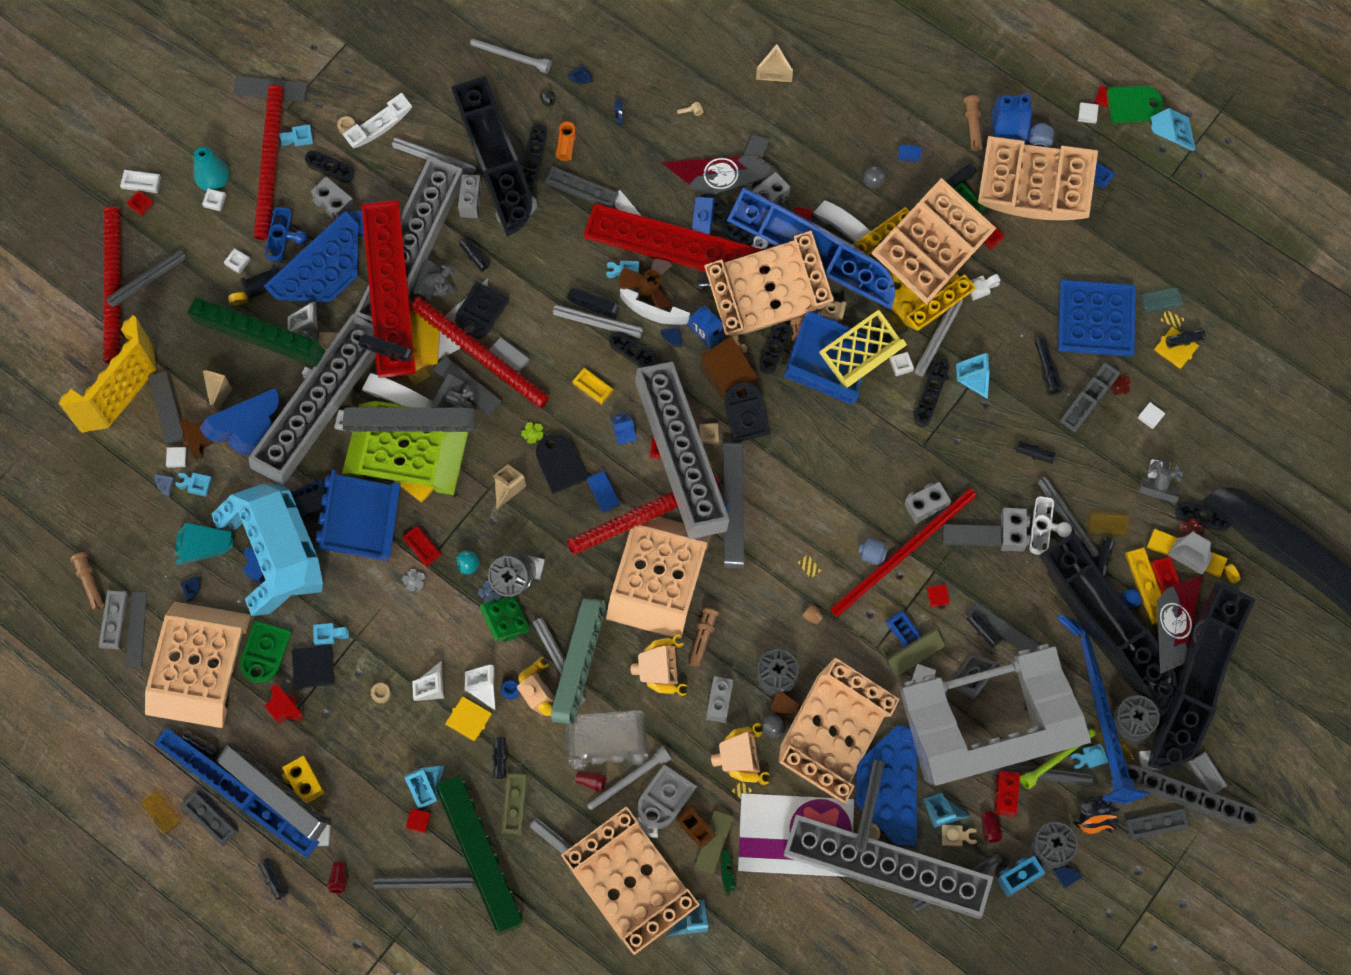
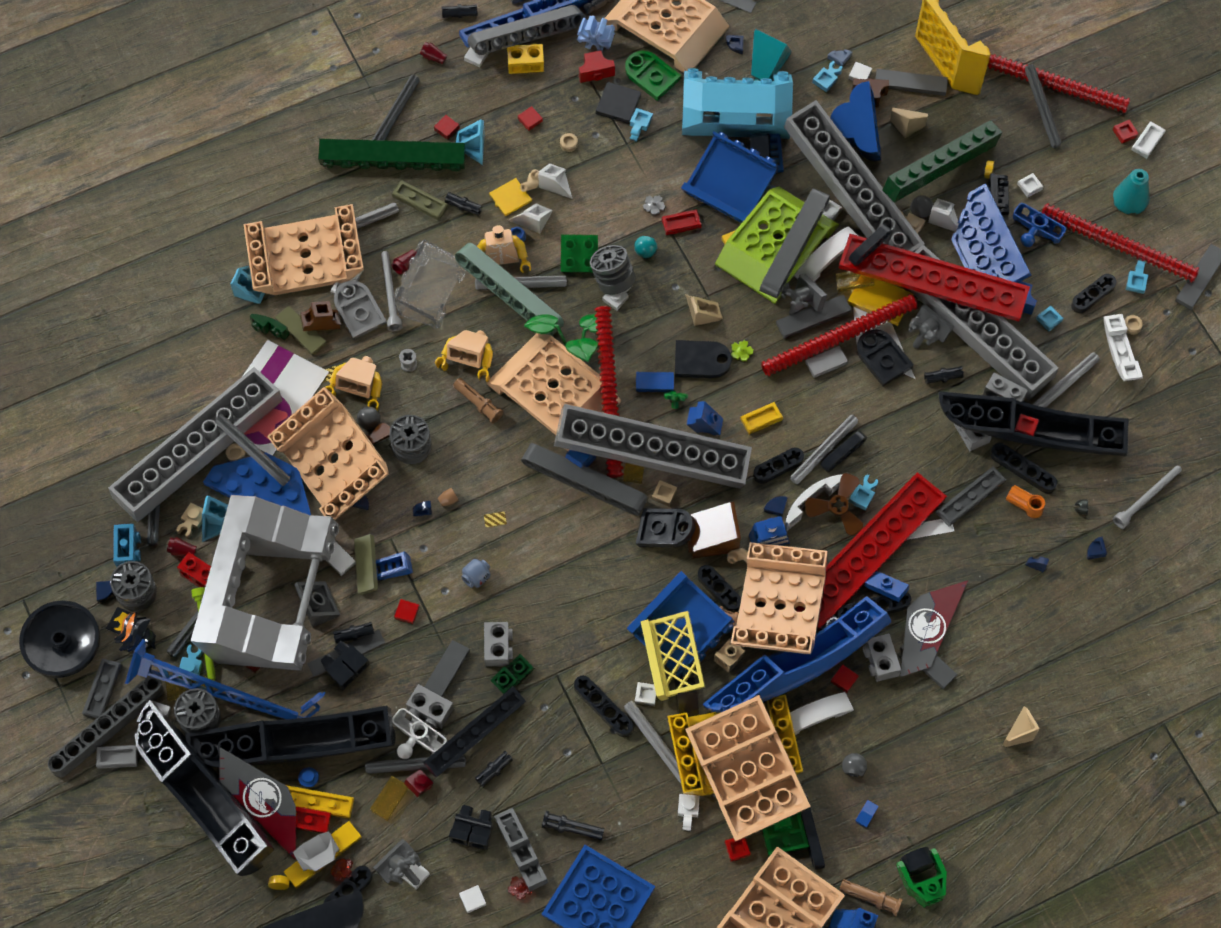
camera: 115 degrees right, 5 degrees down
(214, 199) = (1102, 190): white tile -> none
(245, 720) = (596, 33): none -> light blue gear
(335, 196) = (1058, 283): light grey brick -> none
(370, 743) = (530, 118): none -> red tile
(372, 192) = (1049, 318): none -> medium azure tile
(443, 704) = (532, 181): none -> tan arm
(499, 158) = (1026, 425): none -> red tile
(612, 464) = (675, 398): none -> green plant
(619, 551) = (580, 348): none -> green plant
(691, 716) = (408, 360): none -> light grey bush
(695, 107) = (1009, 638): tan hand -> none
(719, 699) = (414, 386): light grey brick -> none
(834, 627) = (422, 509): none -> dark blue tile
(903, 552) = (463, 604): red axle -> none
(930, 89) = (917, 862): none -> green piece
(949, 479) = (512, 674): none -> dark green slope
(975, 374) = (600, 754): medium azure slope -> none
(1010, 619) = (345, 666): none -> black hips
(1016, 479) = (474, 732): none -> black plate
(1083, 505) = (418, 783): none -> dark red plate
(1088, 846) = (116, 621): none -> black sticker
(1098, 441) = (465, 823): none -> black hips
(1105, 555) = (359, 775): black pin -> none
(1139, 884) = (59, 639): none -> black dish

